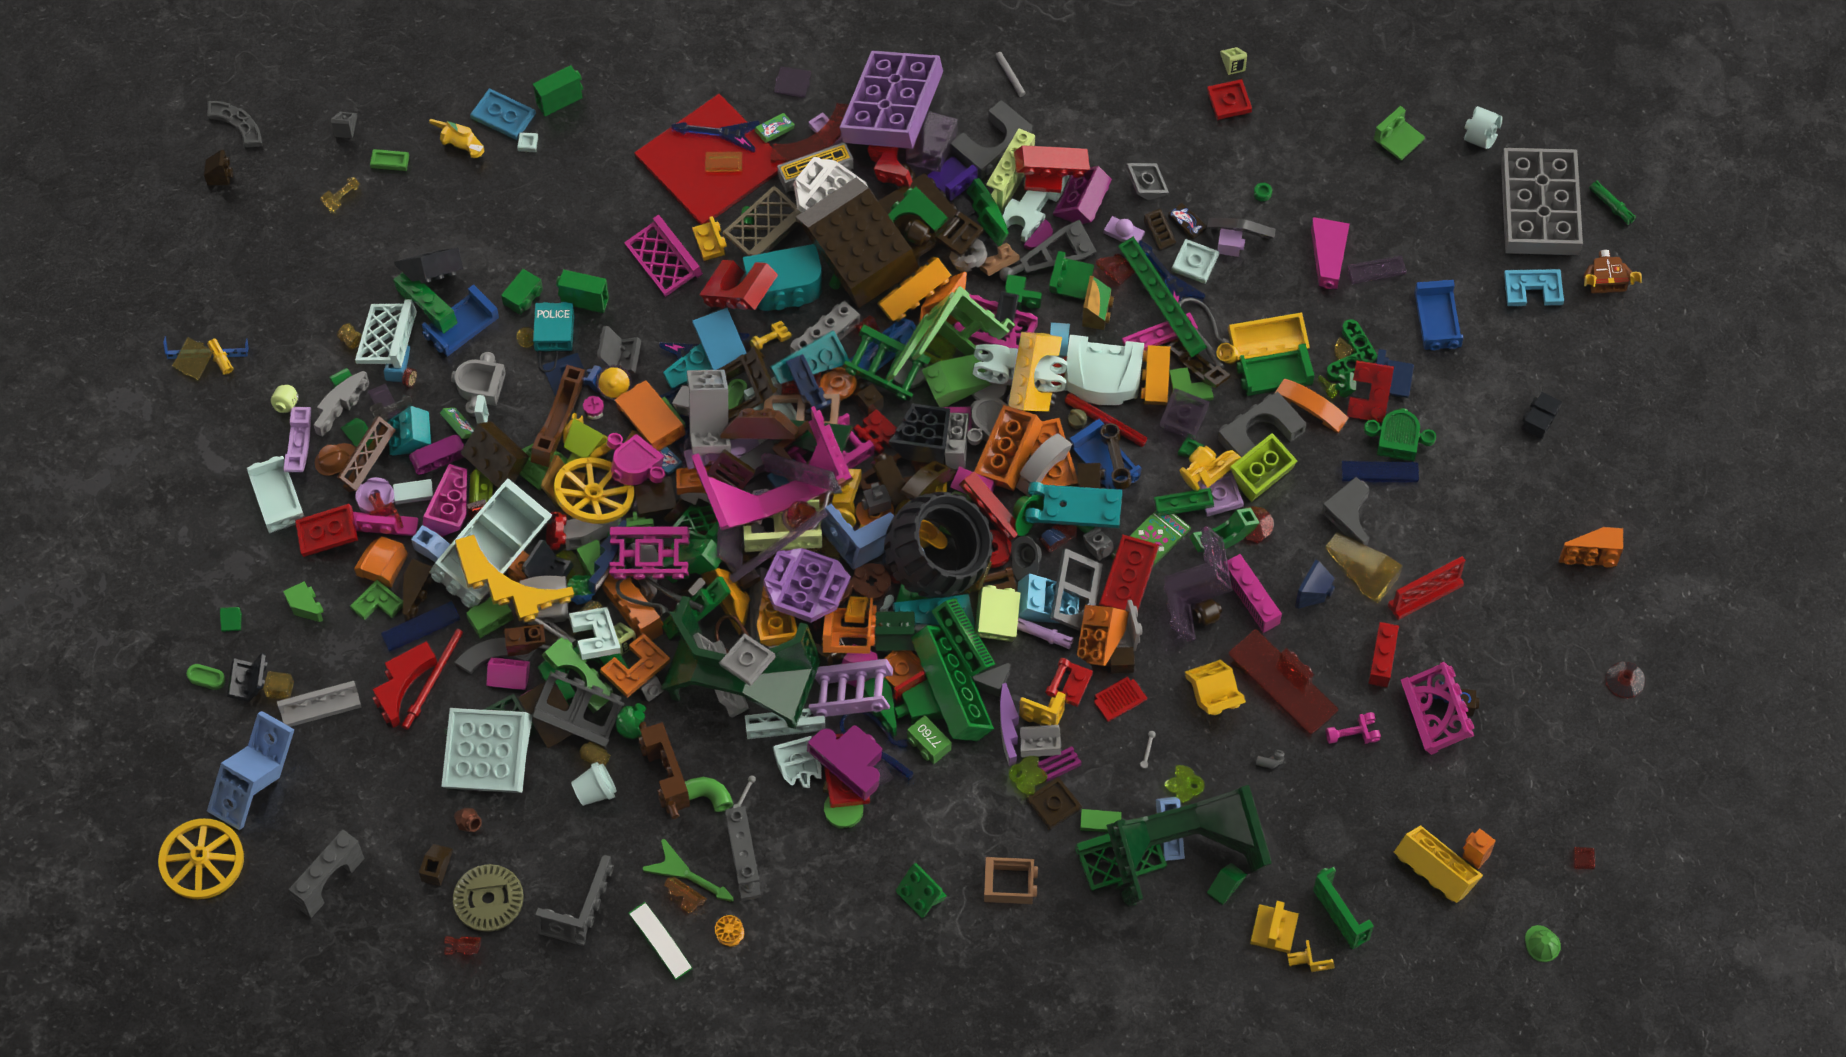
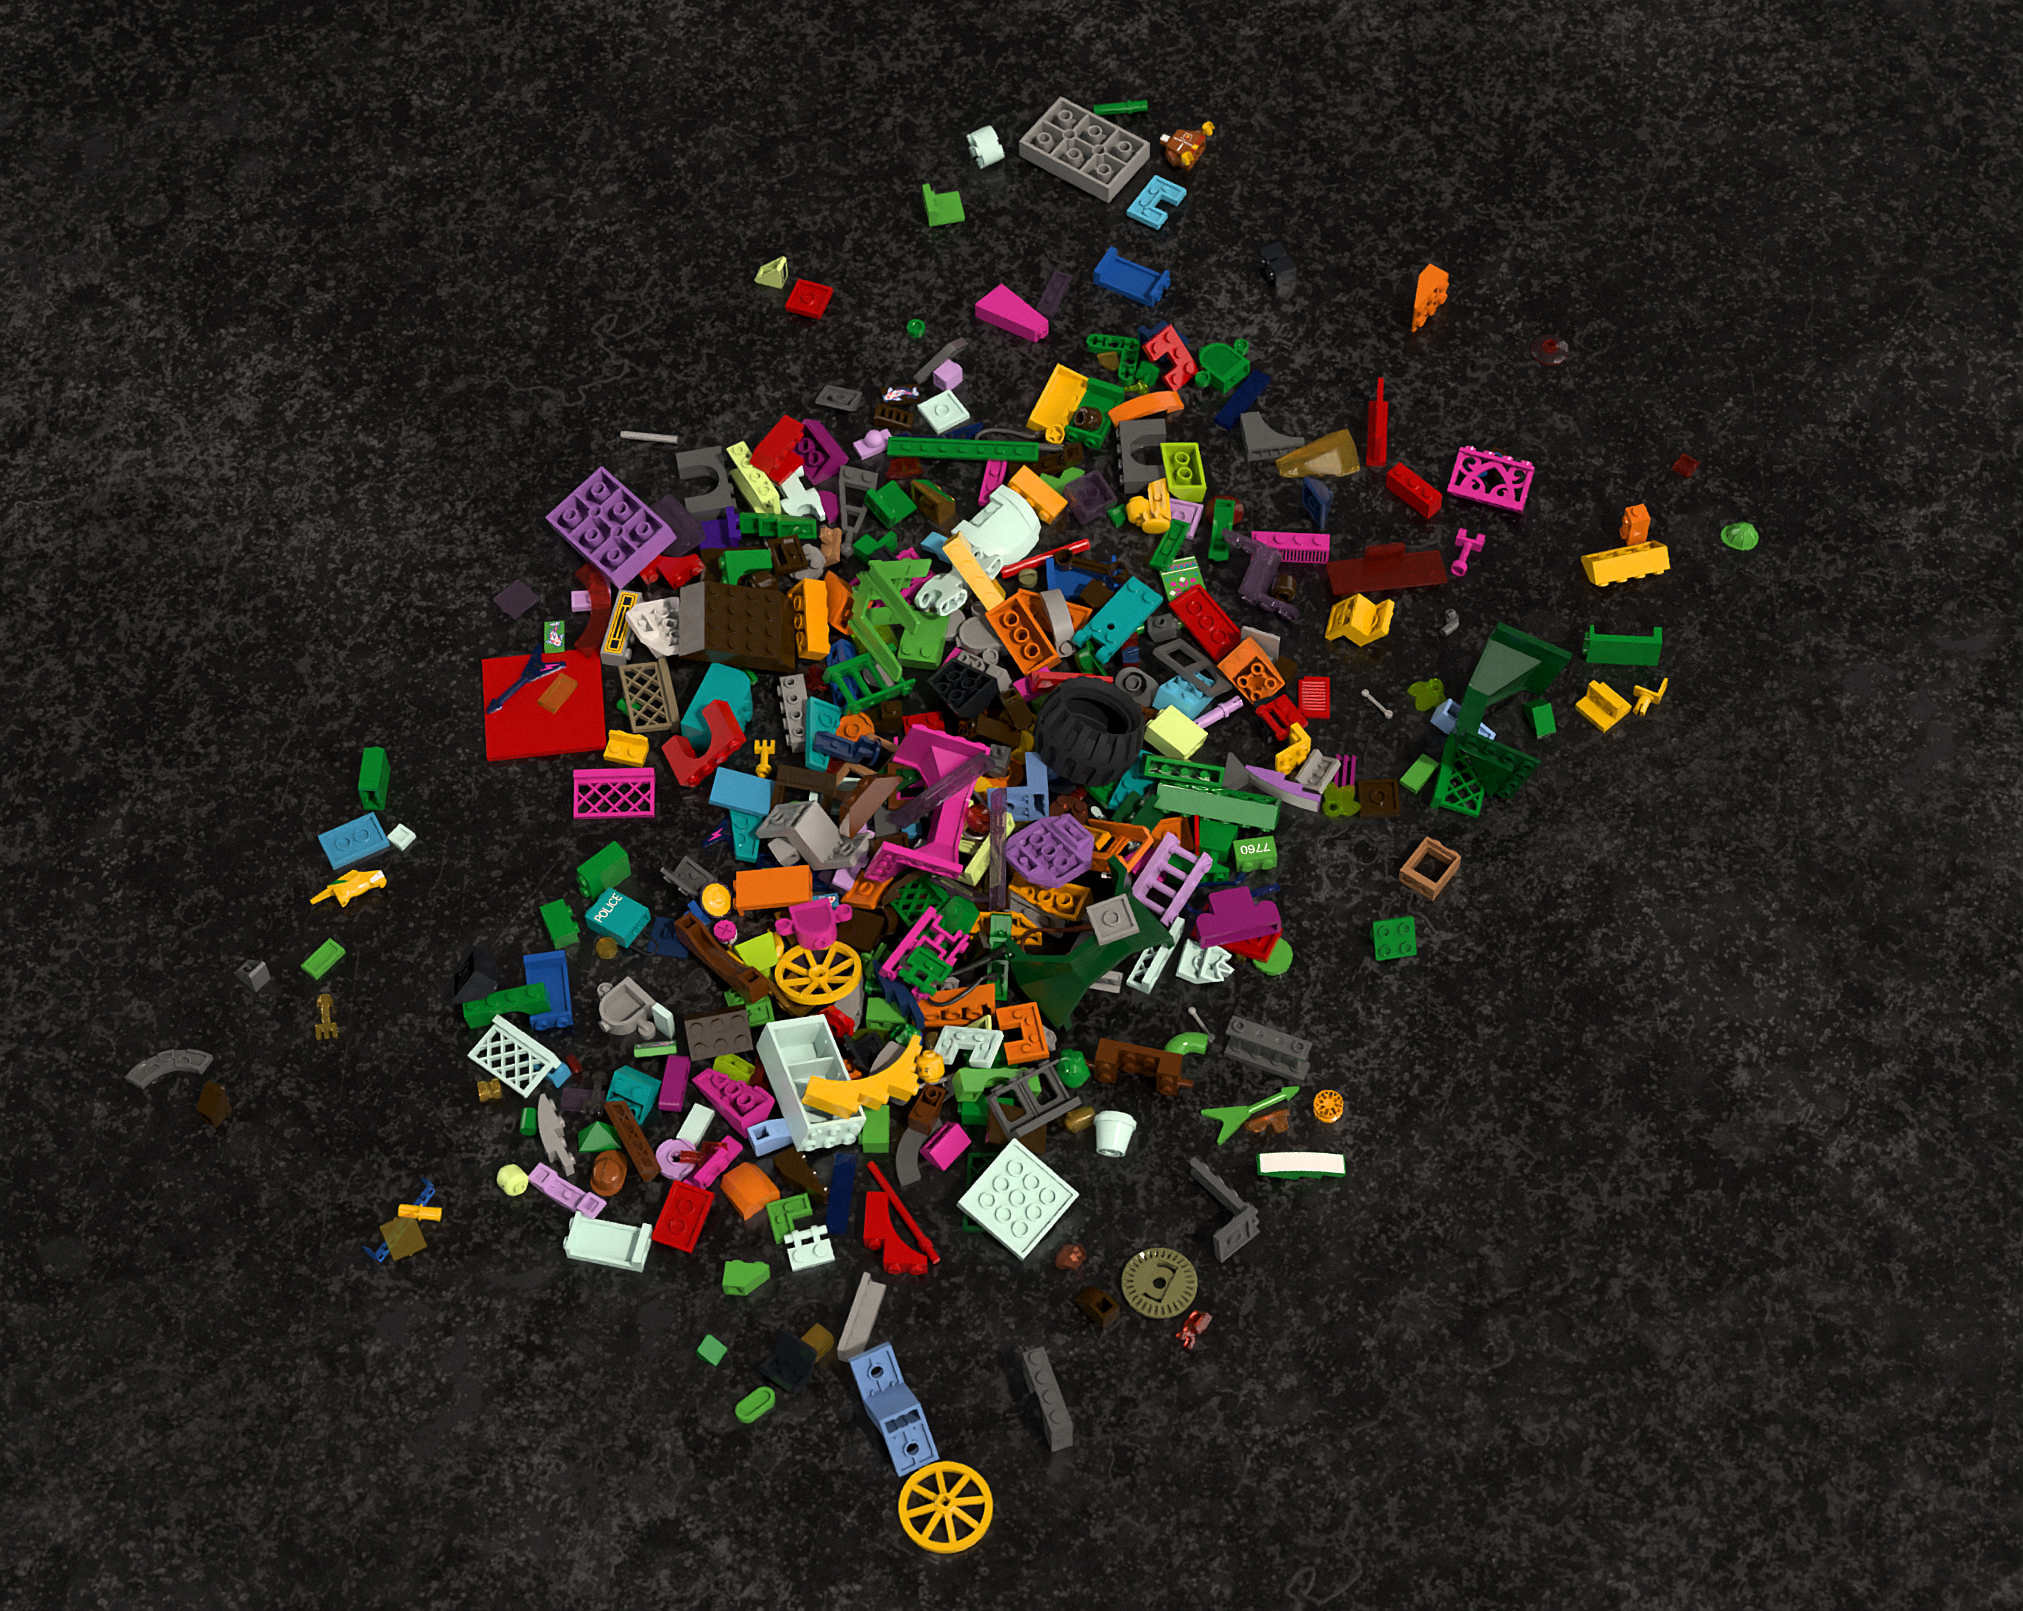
camera: 55 degrees left, 5 degrees down
(354, 637) = (810, 1254): none -> light aqua plate
(558, 617) = (930, 1066): none -> yellow head
(634, 559) = (929, 966): none -> green plate
(1263, 367) = (1088, 418): none -> dark brown head

